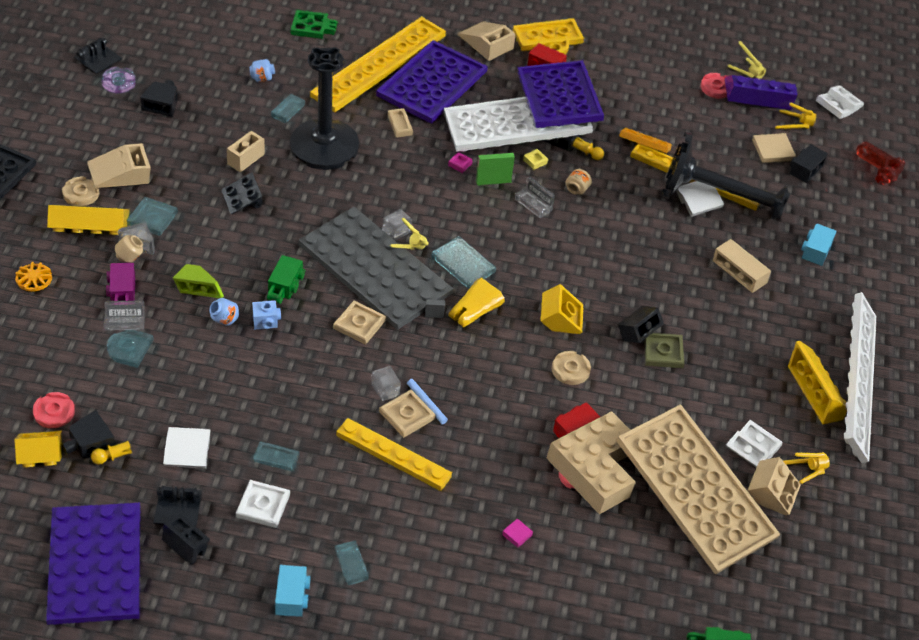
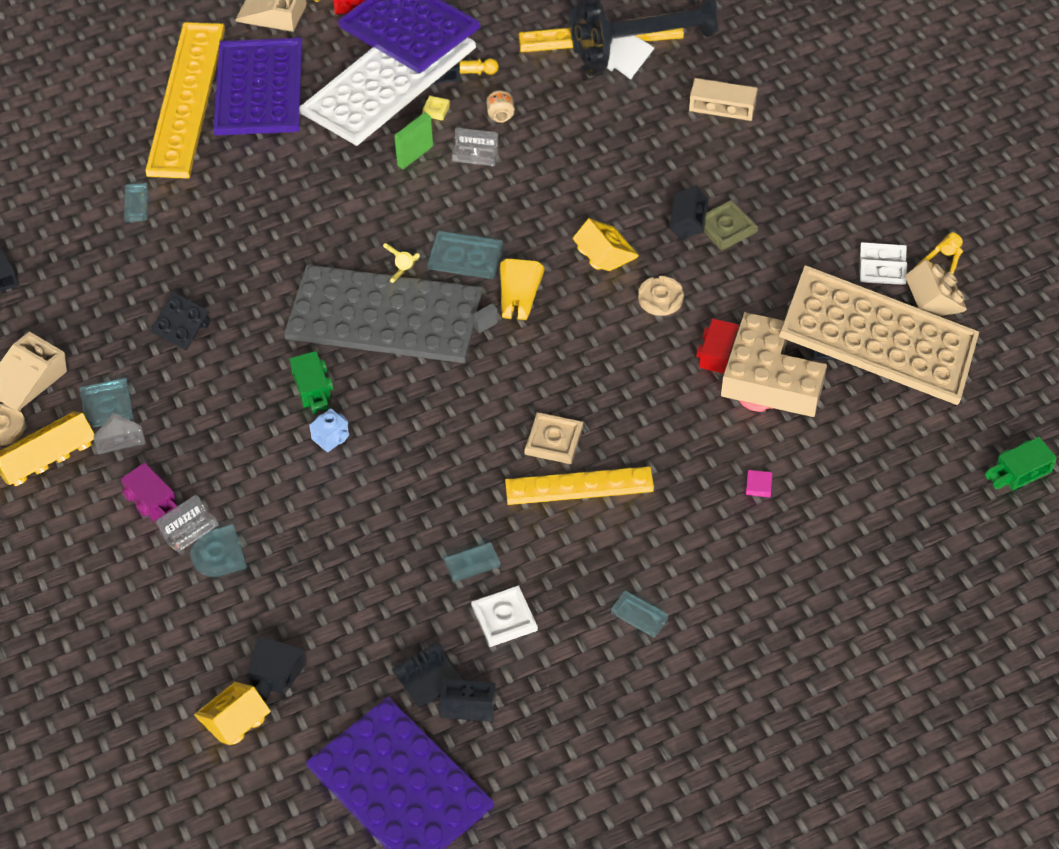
camera: 30 degrees left, 5 degrees up
(33, 277) = (43, 546): light orange wheel -> none
(53, 410) = (205, 667): coral tile -> none
(100, 455) = (302, 679): yellow pin -> none
(129, 248) = (121, 452): tan head -> none
(186, 447) = (379, 612): white slope -> none
(197, 281) = (231, 439): lime slope -> none
(224, 311) = (285, 453): light blue head -> none
(245, 151) = (142, 274): tan brick -> none
(262, 70) = (71, 177): light blue head -> none
(291, 590) = (614, 677): medium azure brick -> none
(324, 141) = (209, 213): black piece -> none
(327, 26) = (90, 87): green piece -> none
(359, 322) = (423, 378): tan tile -> none
(386, 383) = (510, 421): clear brick -> none
(395, 226) = (368, 256): clear brick -> none
(400, 122) = (266, 149): tan tile -> none
(421, 394) = (587, 420): light blue bar -> none
(460, 162) = (366, 155): dark pink tile -> none
(645, 140) = (524, 25): light orange tile -> none
(816, 384) = (888, 173): yellow slope -> none
(818, 244) = (771, 36): medium azure brick -> none
(860, 379) = (919, 142): white plate -> none

